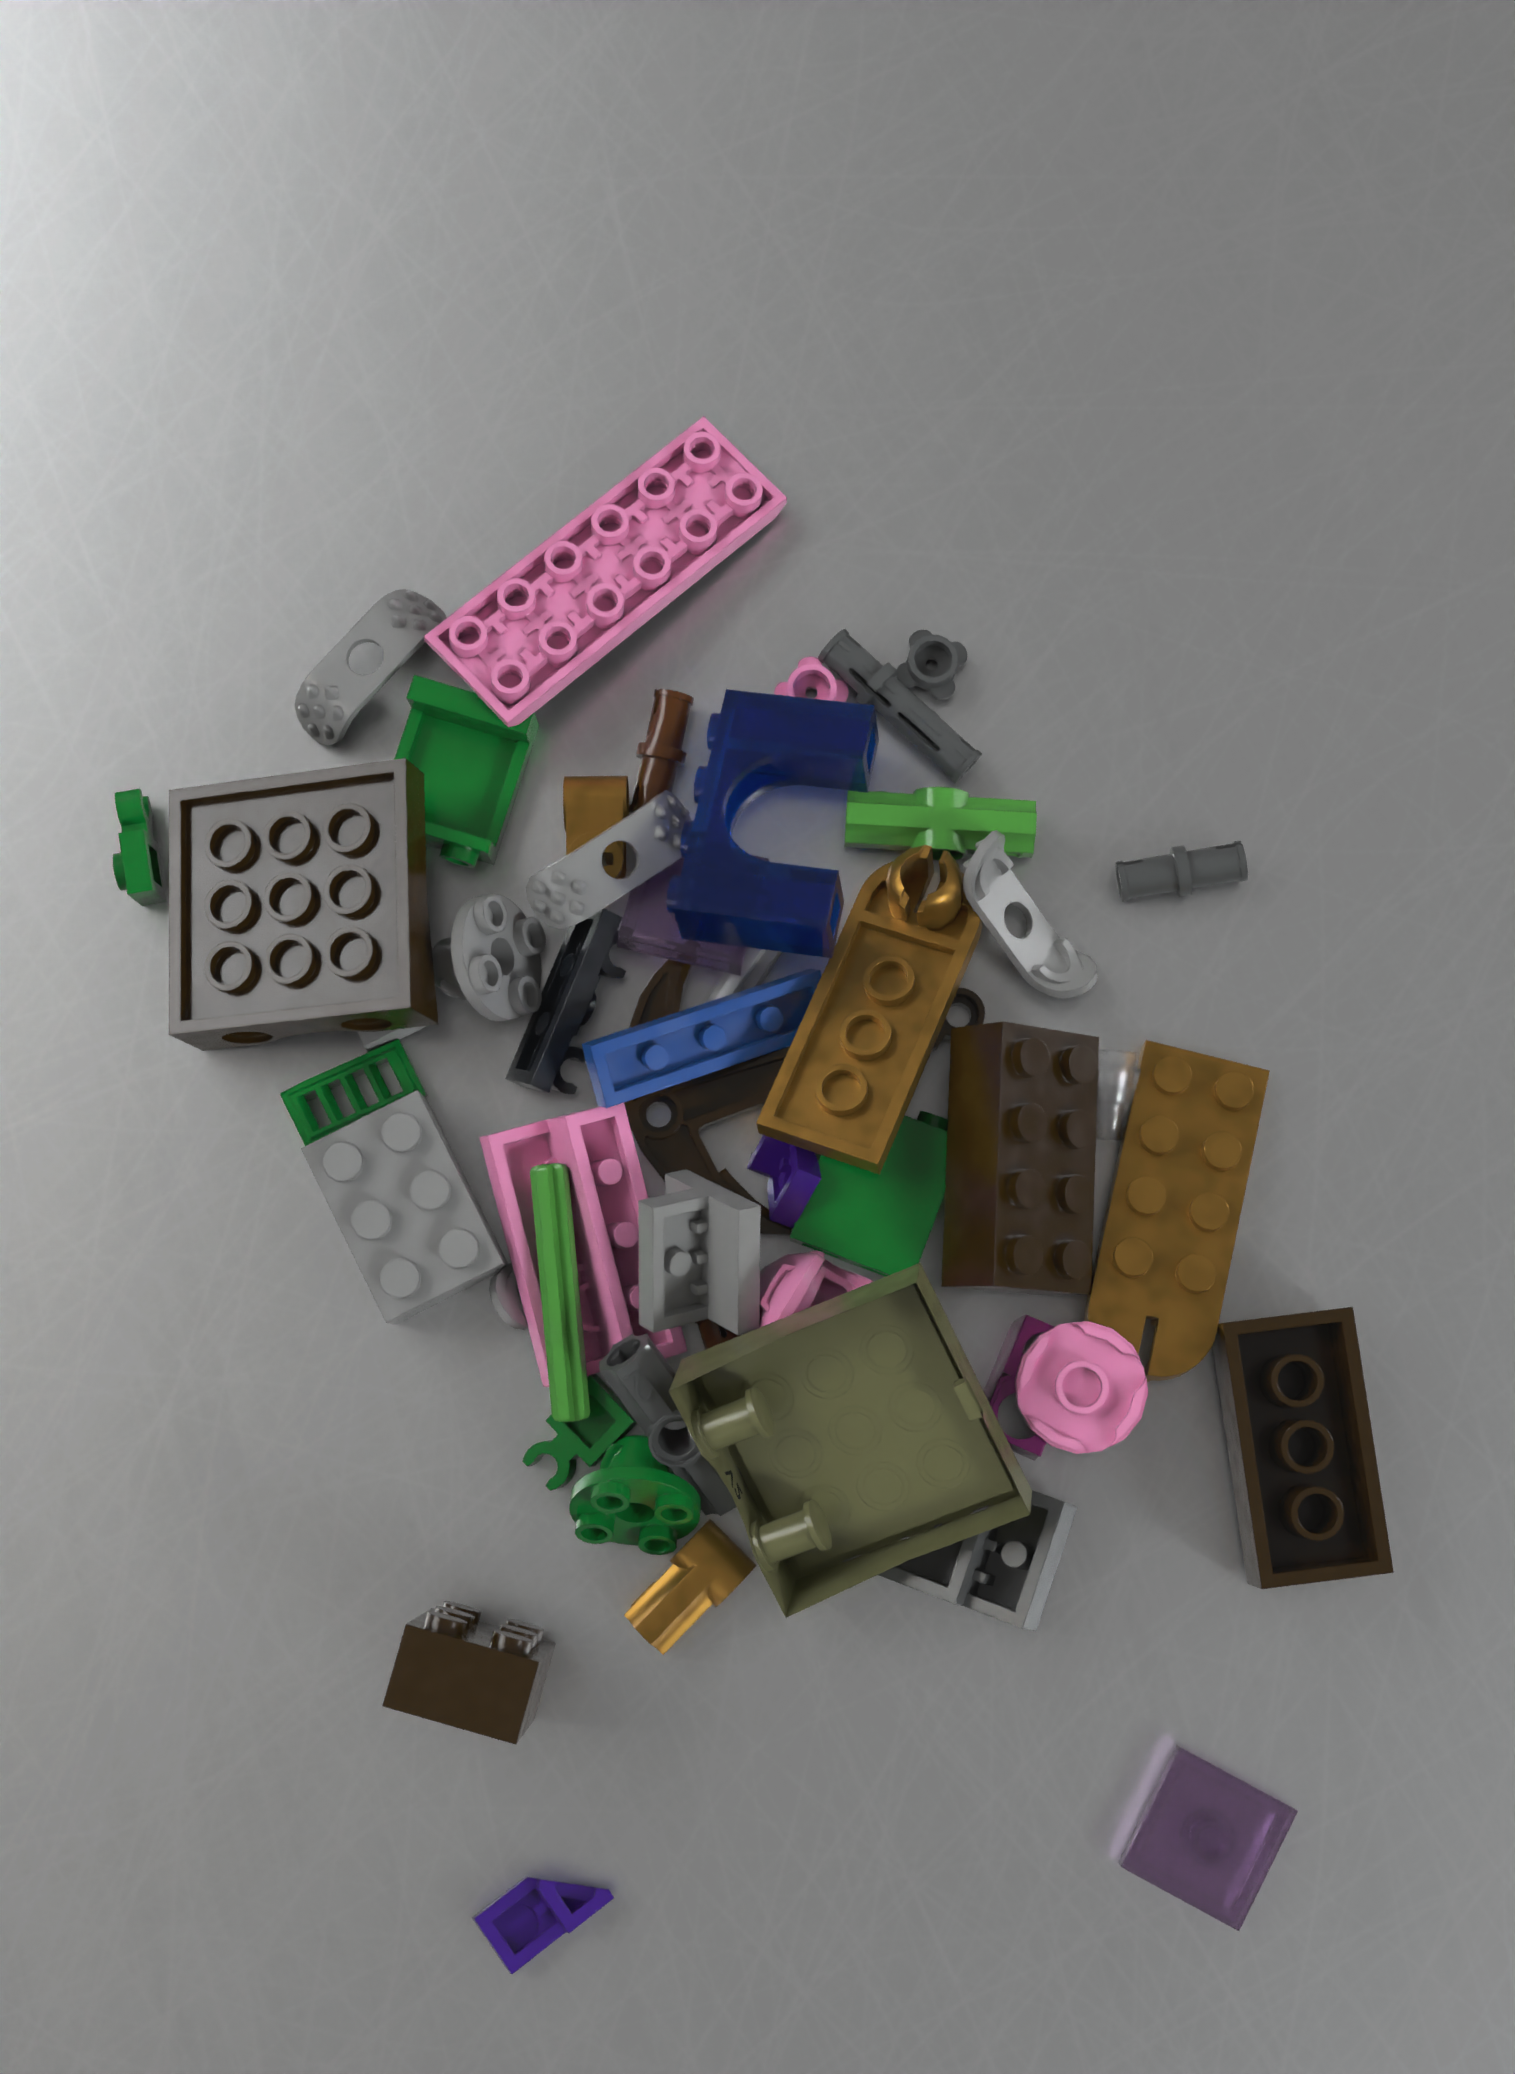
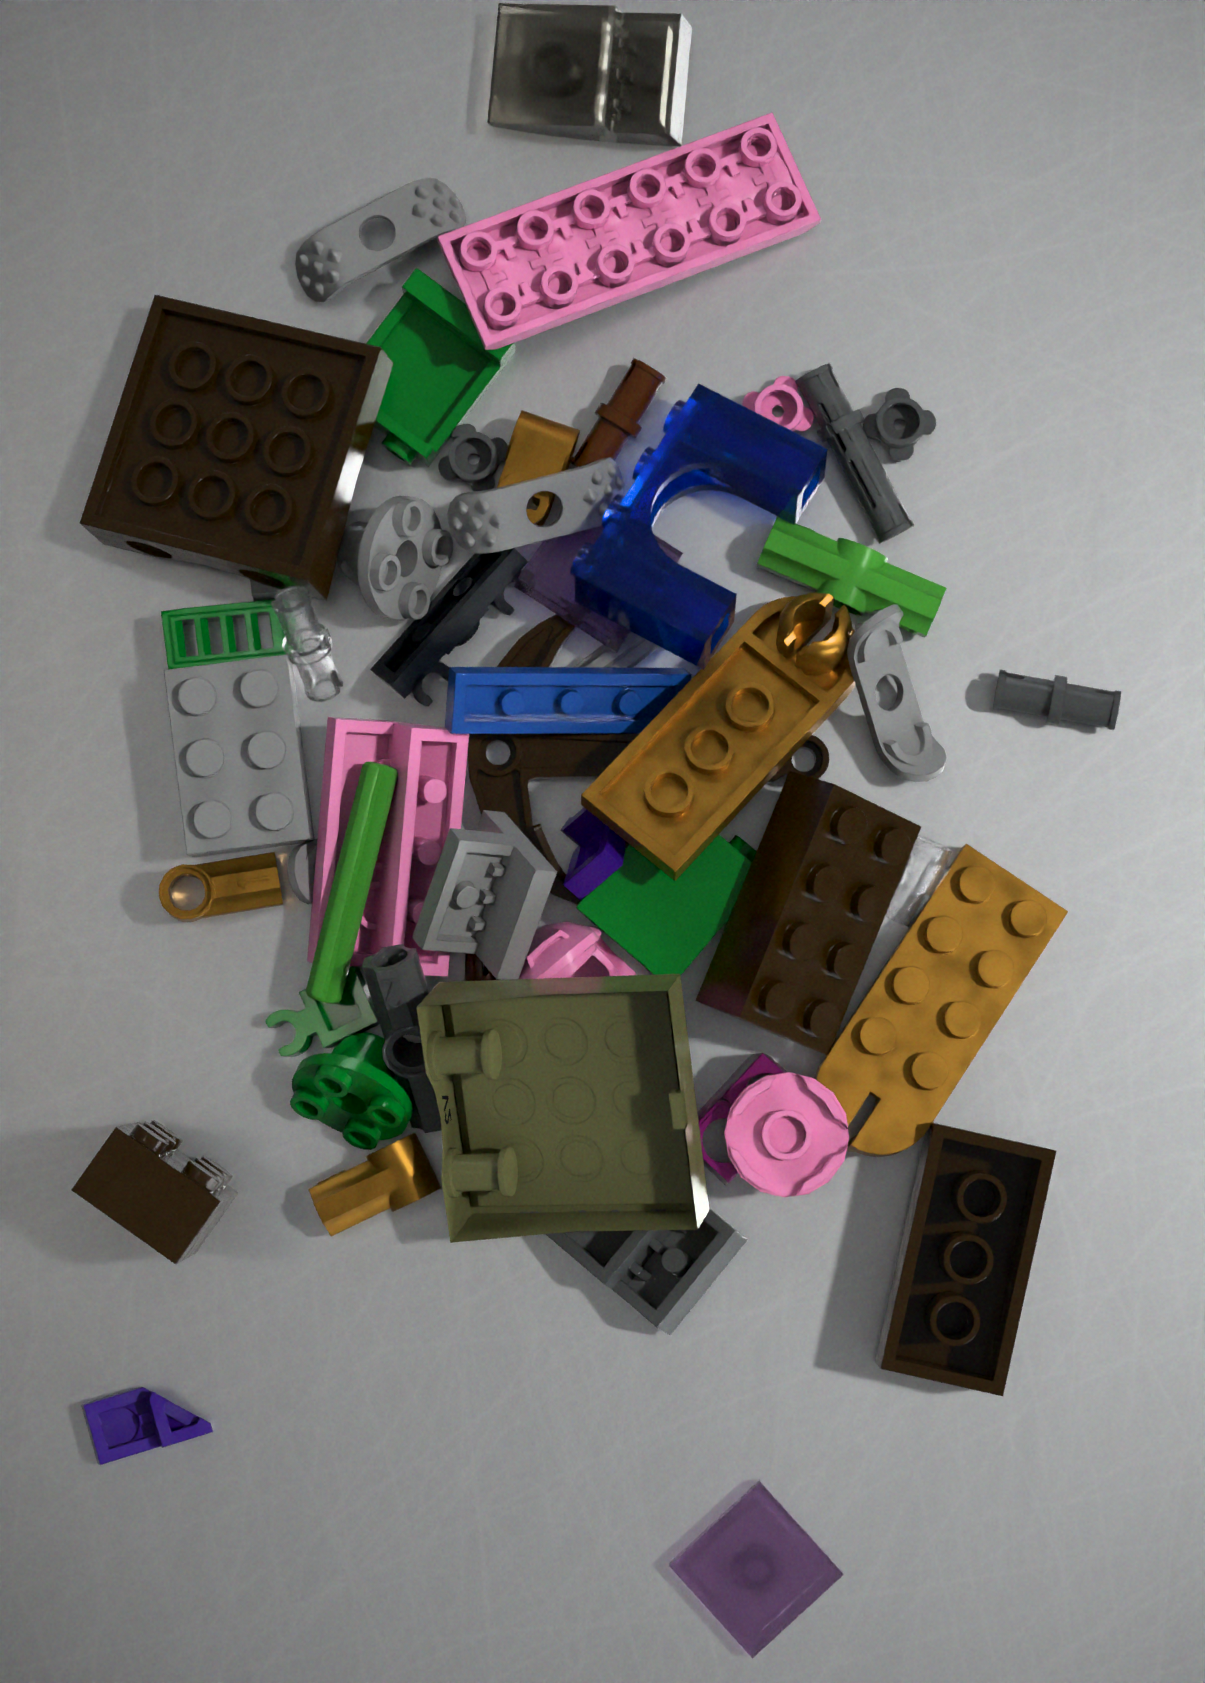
camera: 15 degrees right, 5 degrees up
(139, 862) = (104, 351): green plate -> none
(434, 1072) = (307, 643): none -> clear pin
(439, 1339) = (229, 886): none -> pearl gold piece
(517, 439) = (590, 73): none -> clear smoke slope
(521, 827) = (467, 442): none -> dark grey plate

